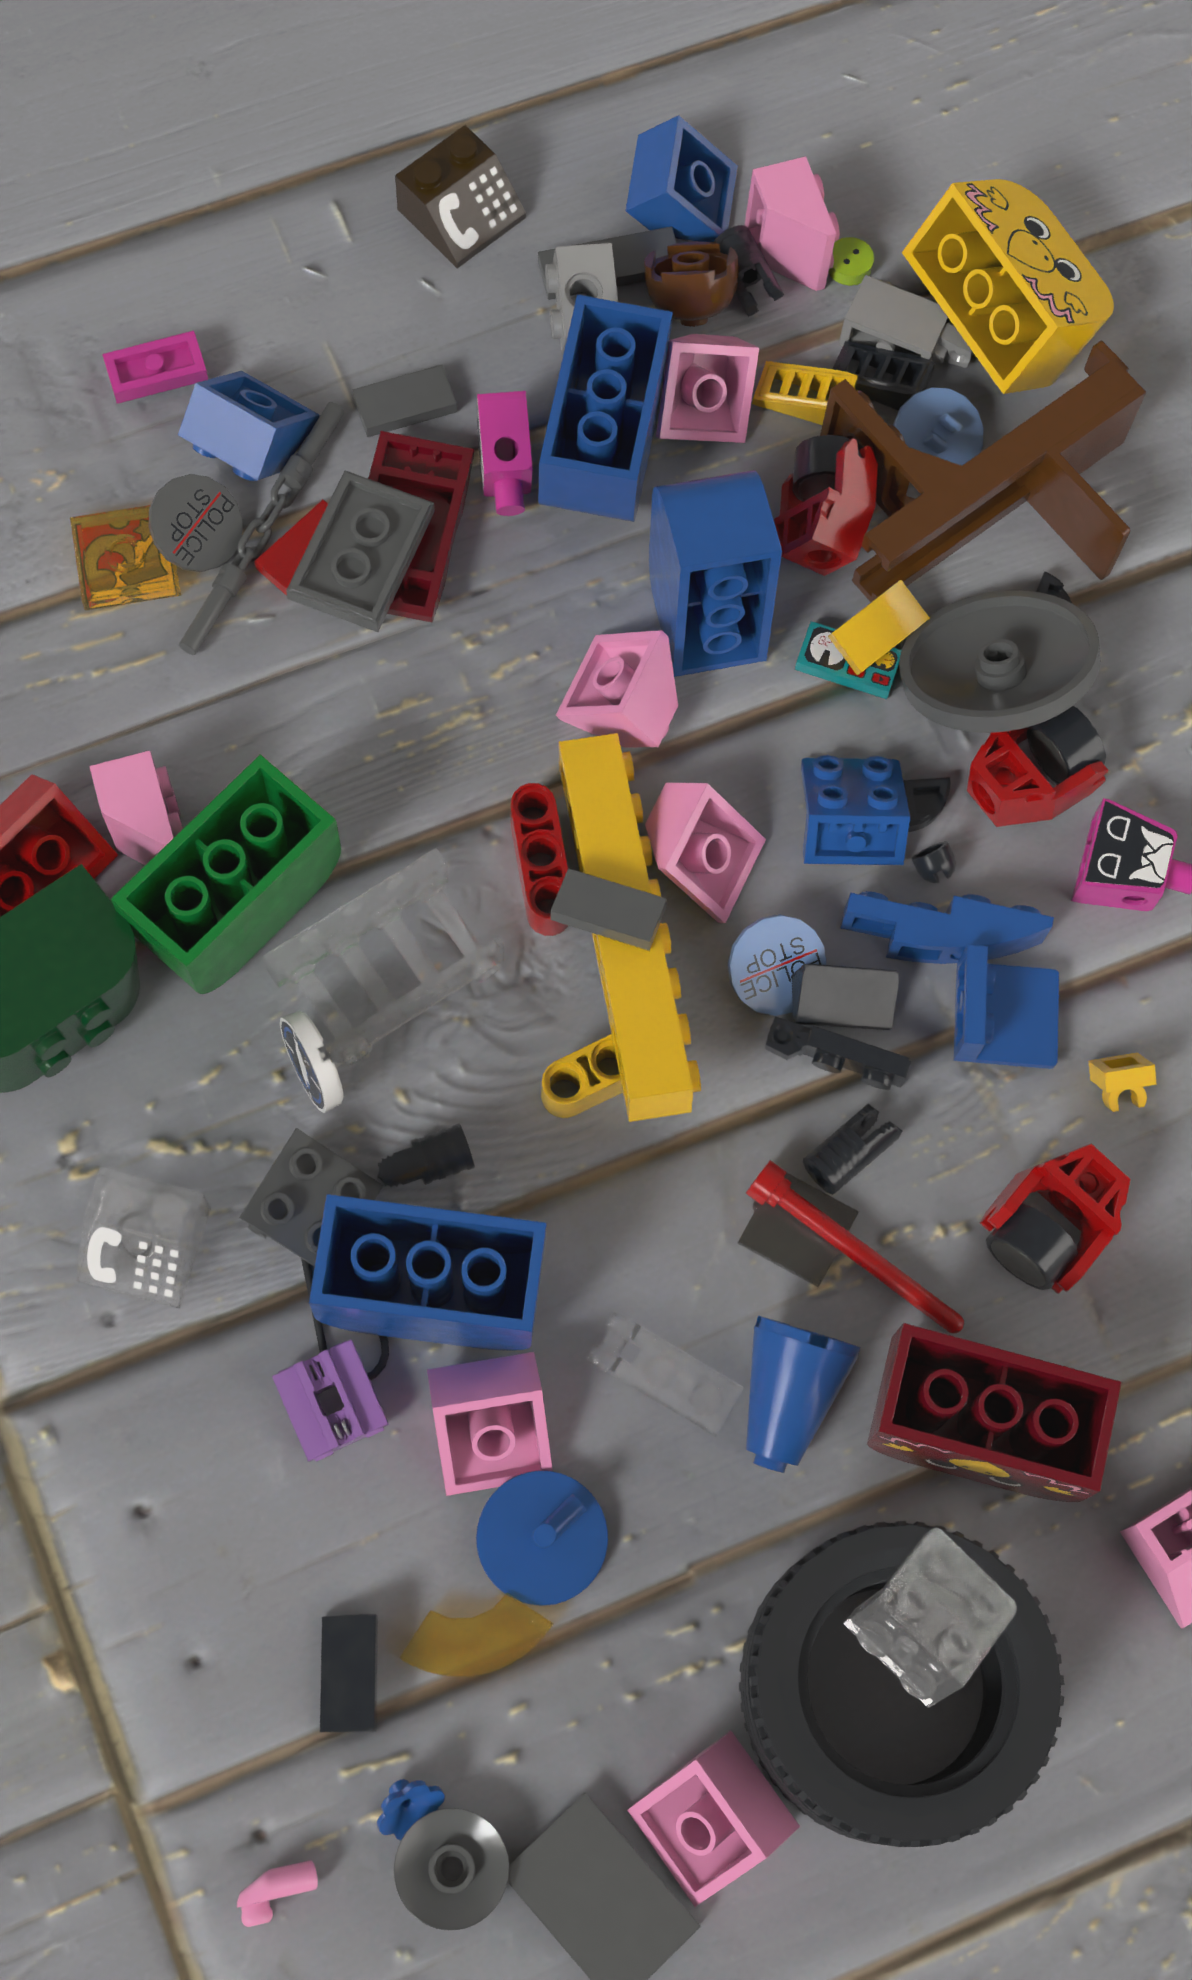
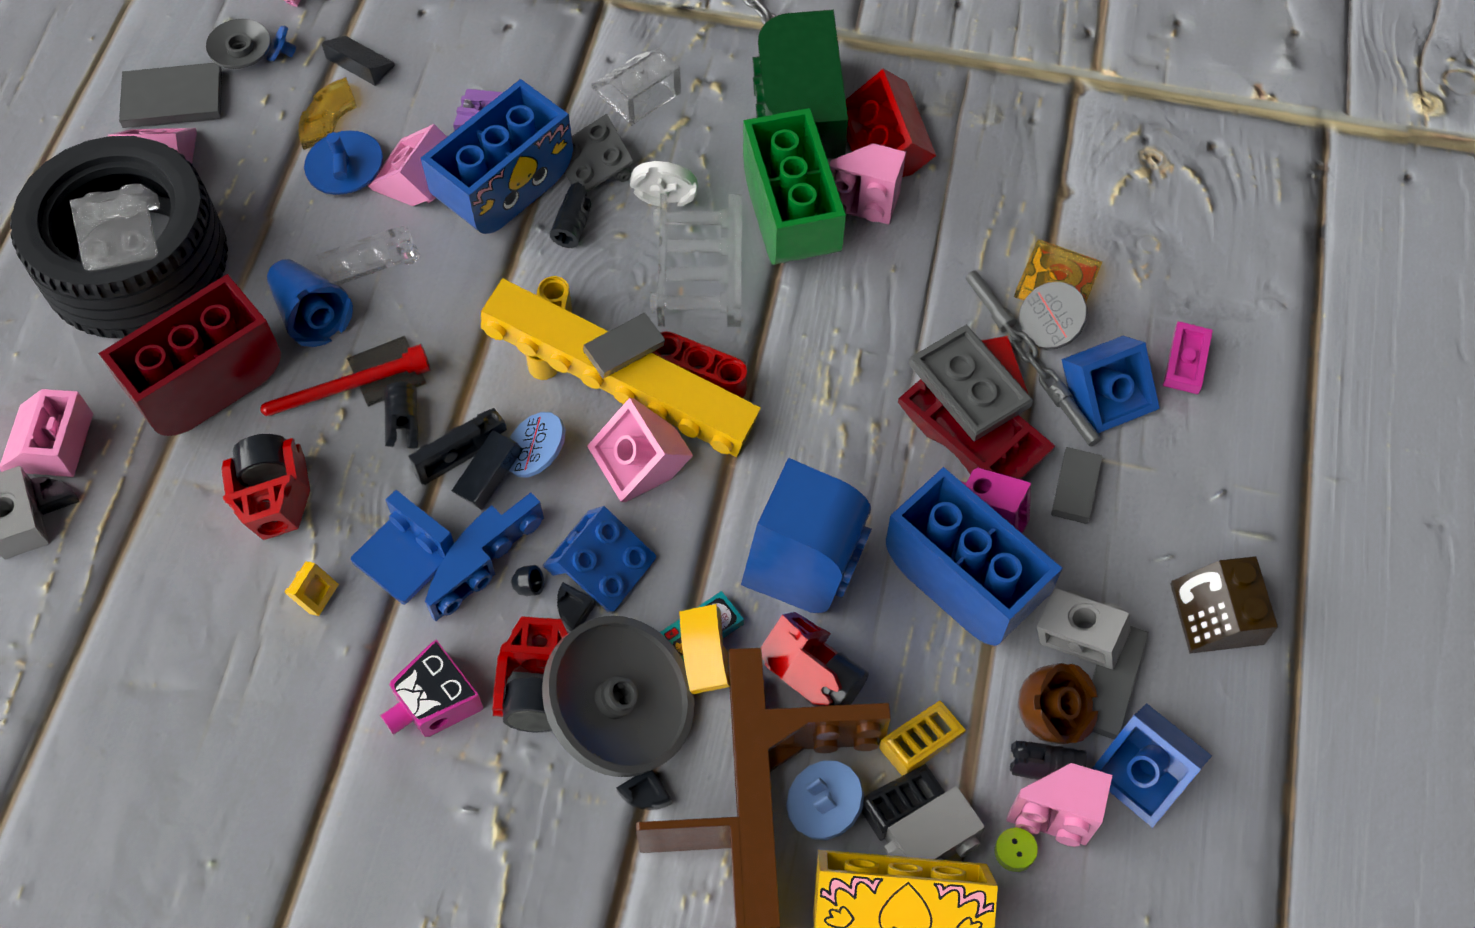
camera: 130 degrees right, 10 degrees down
(624, 689) = (758, 464): bright pink slope -> none
(707, 388) = (963, 656): bright pink slope -> none

